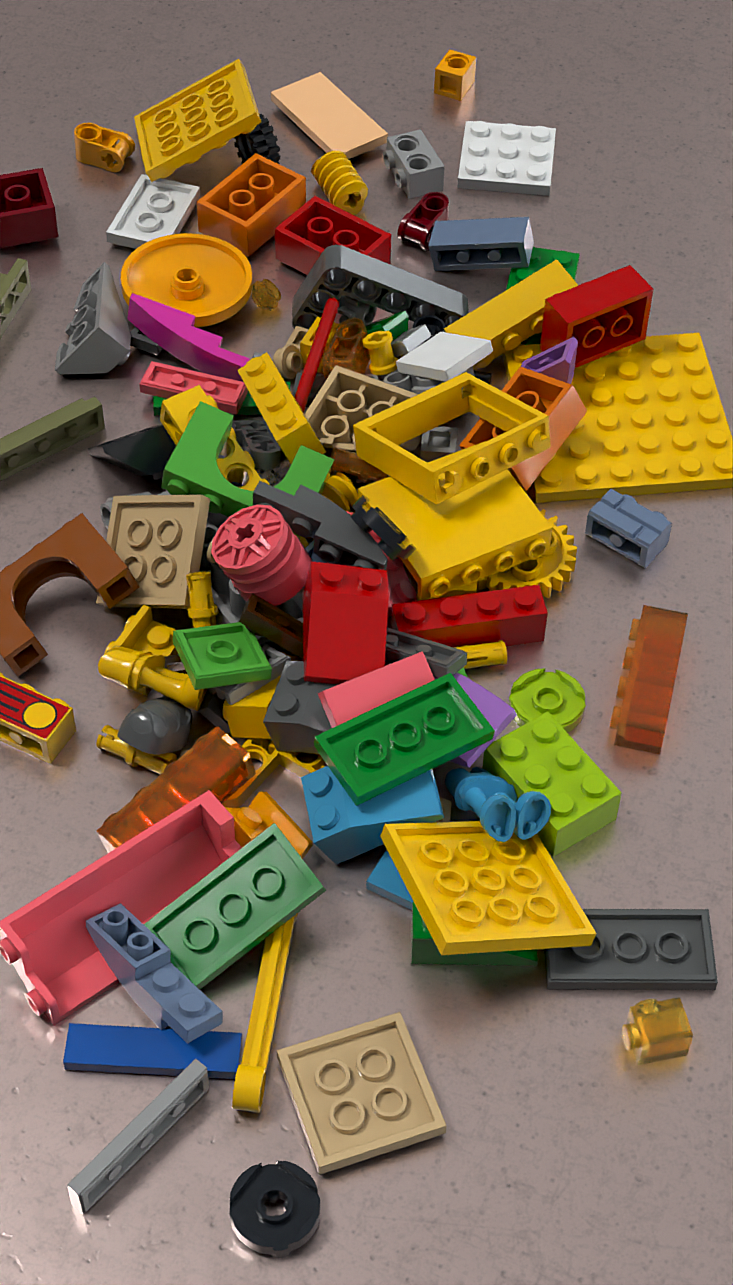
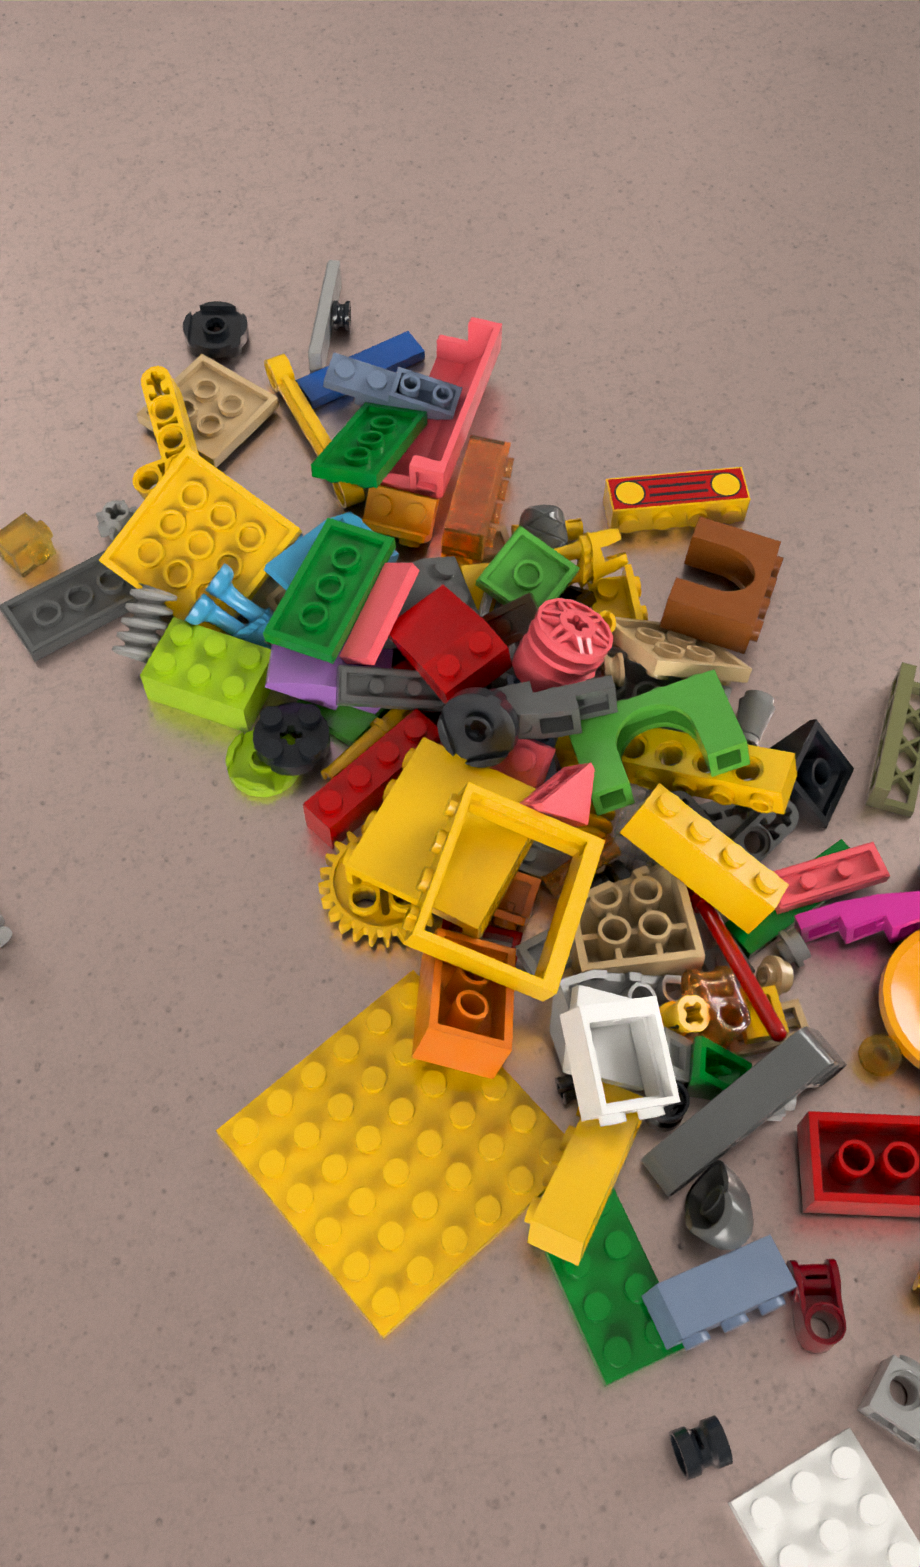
camera: 145 degrees right, 10 degrees up
(113, 1125) = (341, 315): none -> black bush
(359, 468) = (565, 795): none -> coral slope
(449, 1009) = (167, 430): none -> yellow beam
(451, 263) = (719, 1208): none -> dark grey piece
(453, 327) = (651, 1053): none -> white window
(524, 672) = (285, 719): none -> black plate
(544, 1000) = (114, 518): none -> light grey gear
(548, 207) = (701, 1447): none -> black wheel
(556, 361) = (498, 1113): medium lavender slope -> none
(585, 848) = (144, 622): none -> light grey piece
(599, 314) = (490, 1207): red brick -> none
(628, 527) = (296, 980): sand blue brick -> none
(650, 680) = (182, 824): clear orange brick -> none

